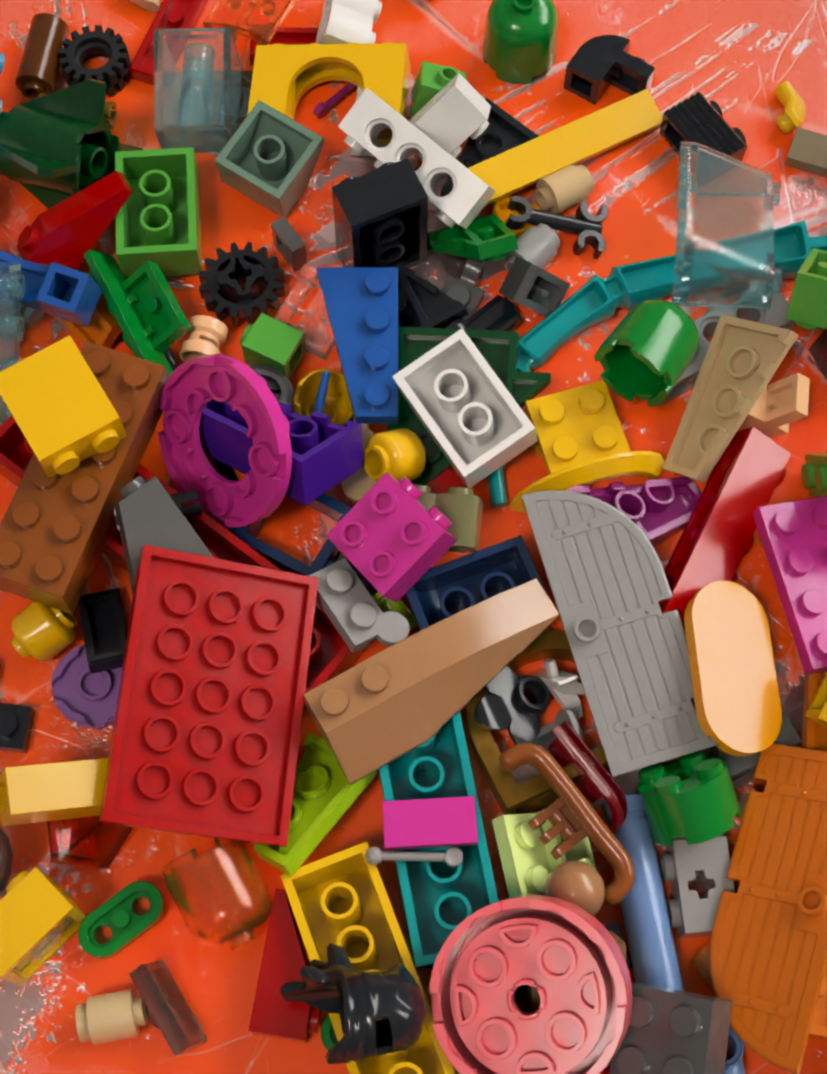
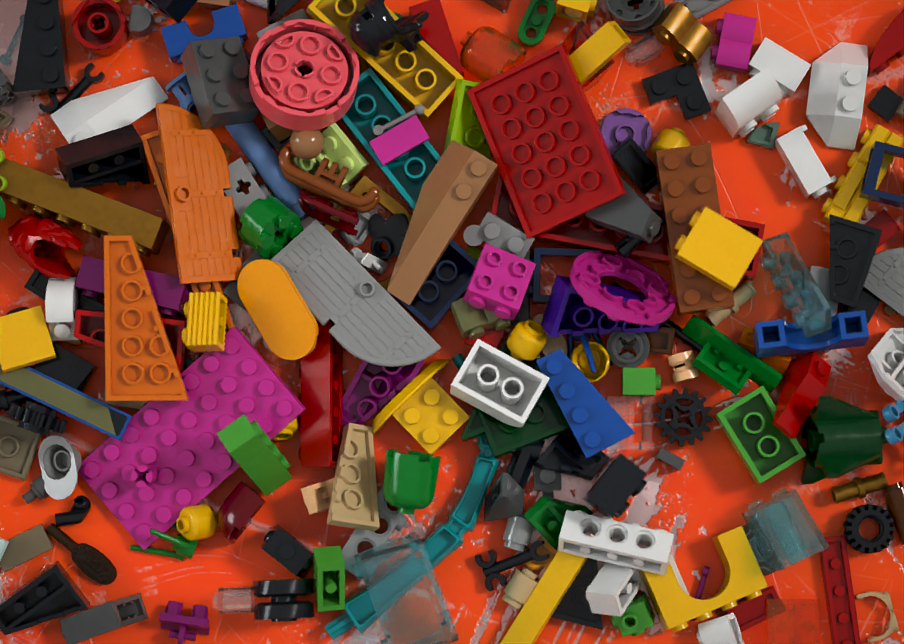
camera: 160 degrees right, 15 degrees up
(270, 159) = (711, 505): sand green slope -> none

